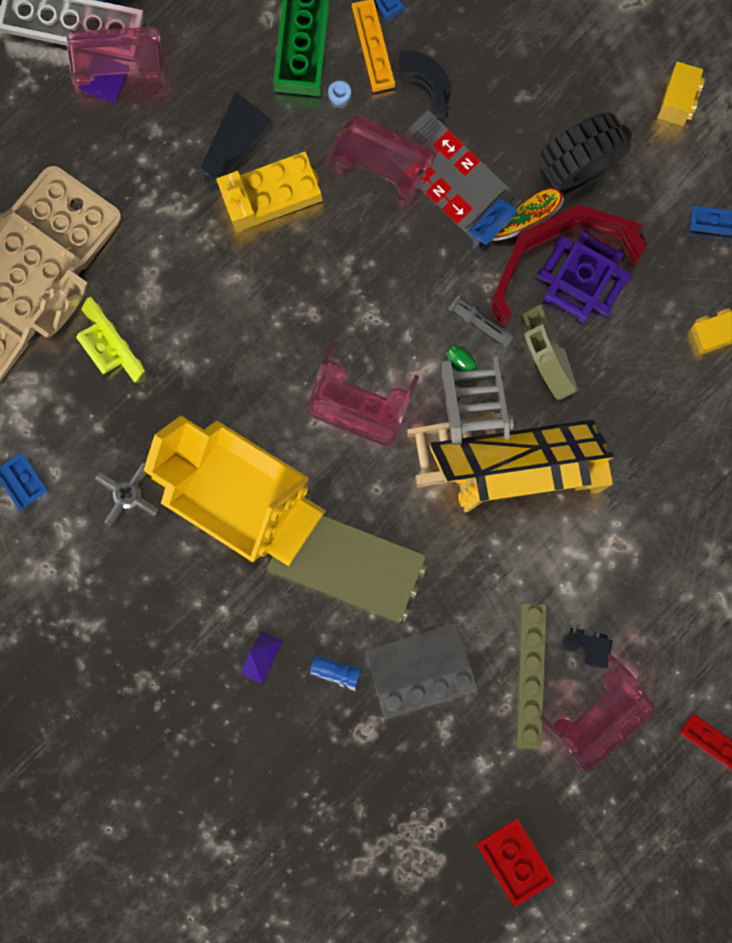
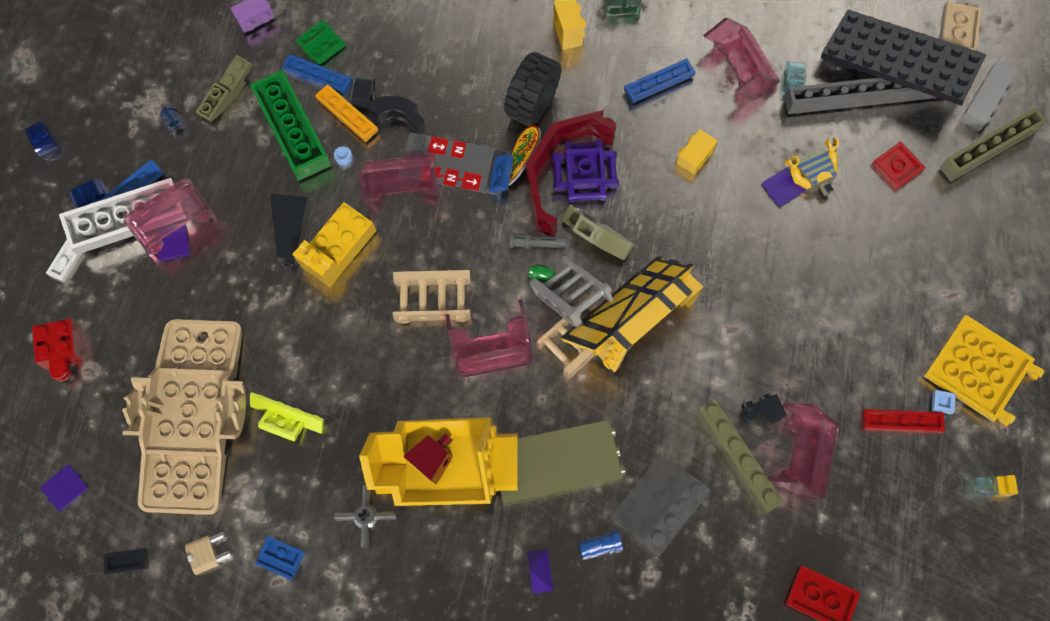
camera: 30 degrees left, 10 degrees down
(225, 478) = (431, 456): none -> dark red torso
(334, 288) = (427, 278): none -> tan fence
(406, 31) = (363, 91): none -> black beam

